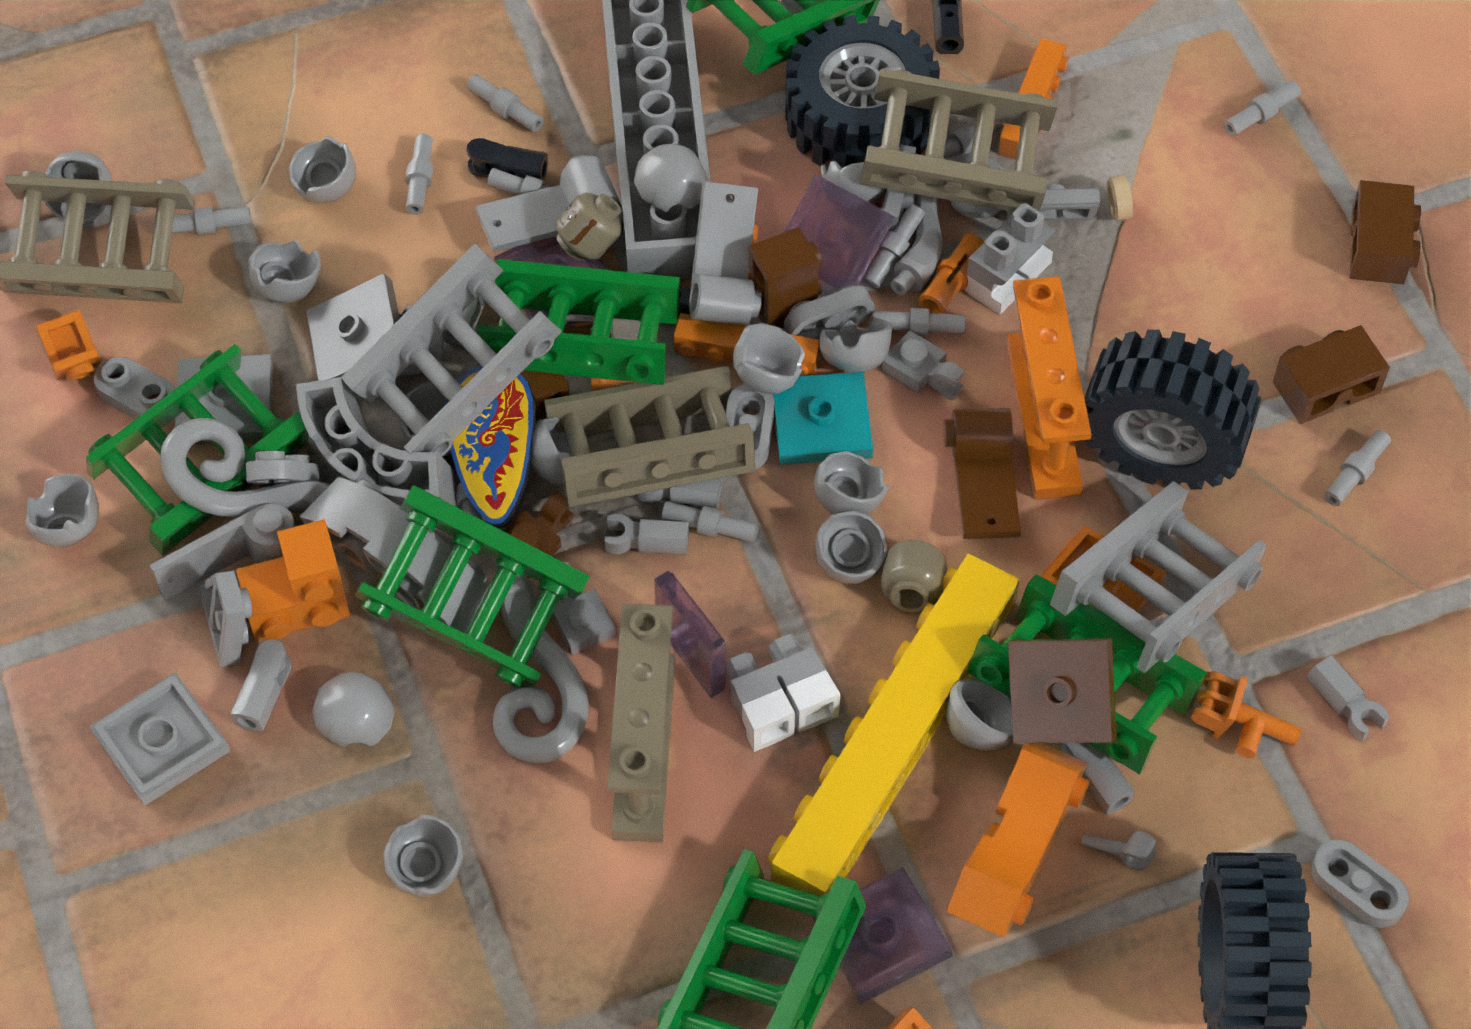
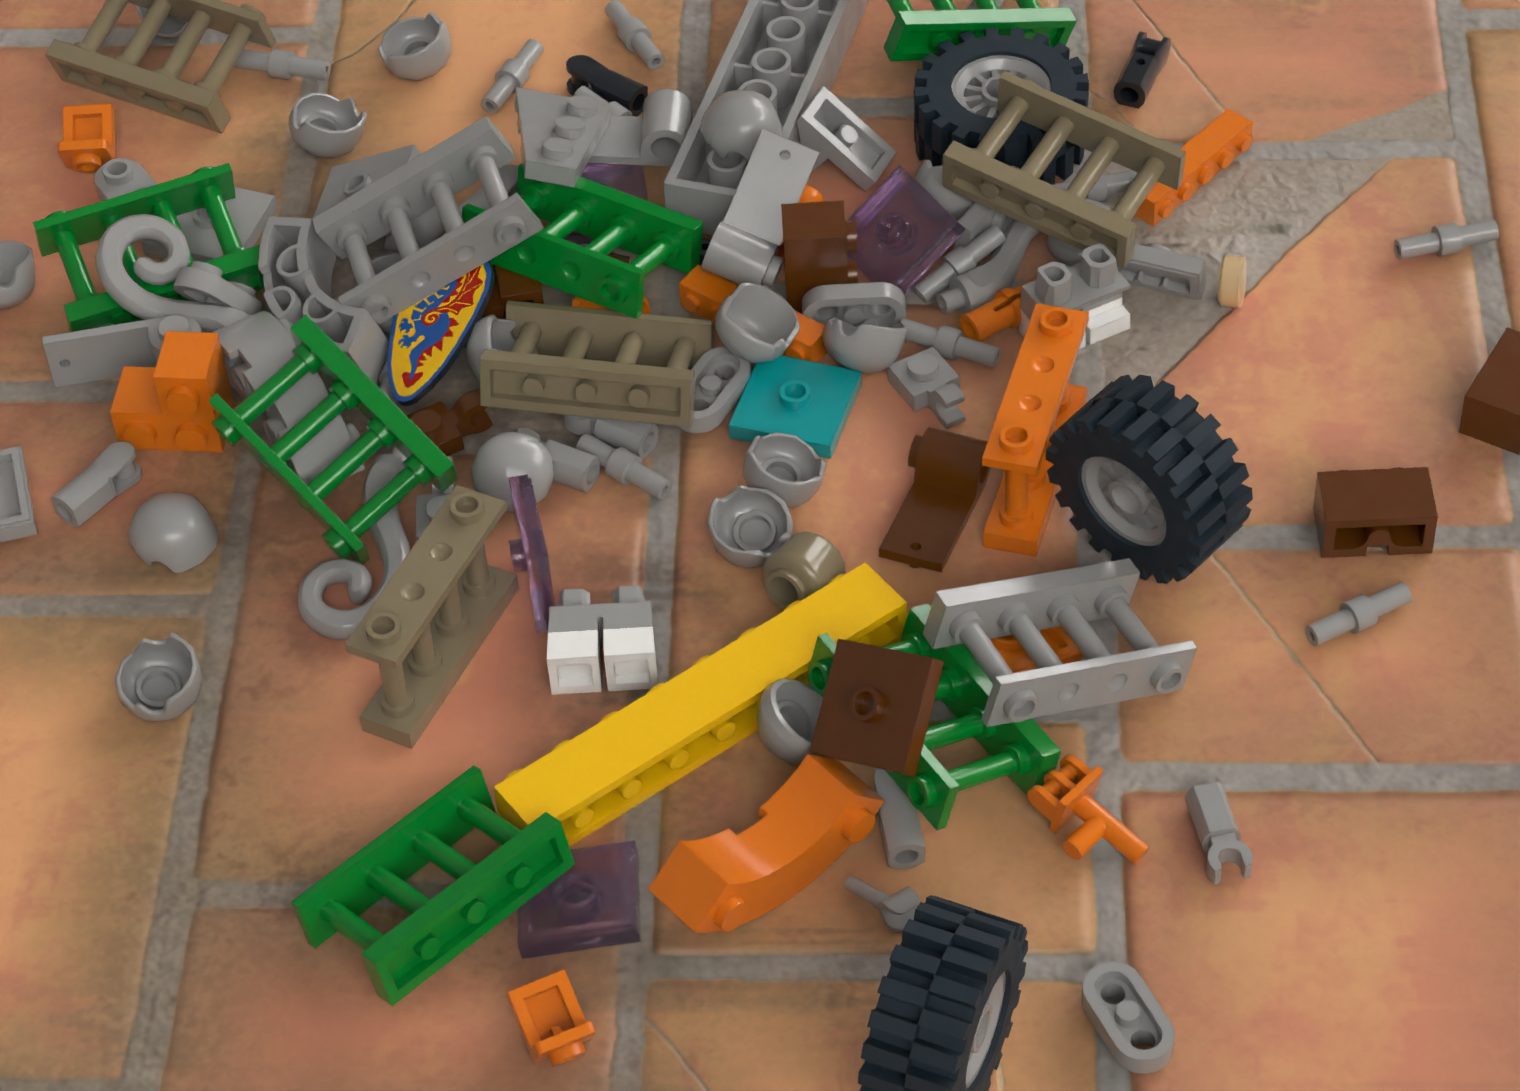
camera: 25 degrees right, 10 degrees down
(226, 613) = (92, 399): light grey wing -> none
(510, 228) = (558, 134): none -> light grey wing
(589, 226) = (641, 155): dark tan head -> none
(624, 560) = (510, 456): none -> light grey hair
(743, 157) = (844, 139): none -> light grey slope

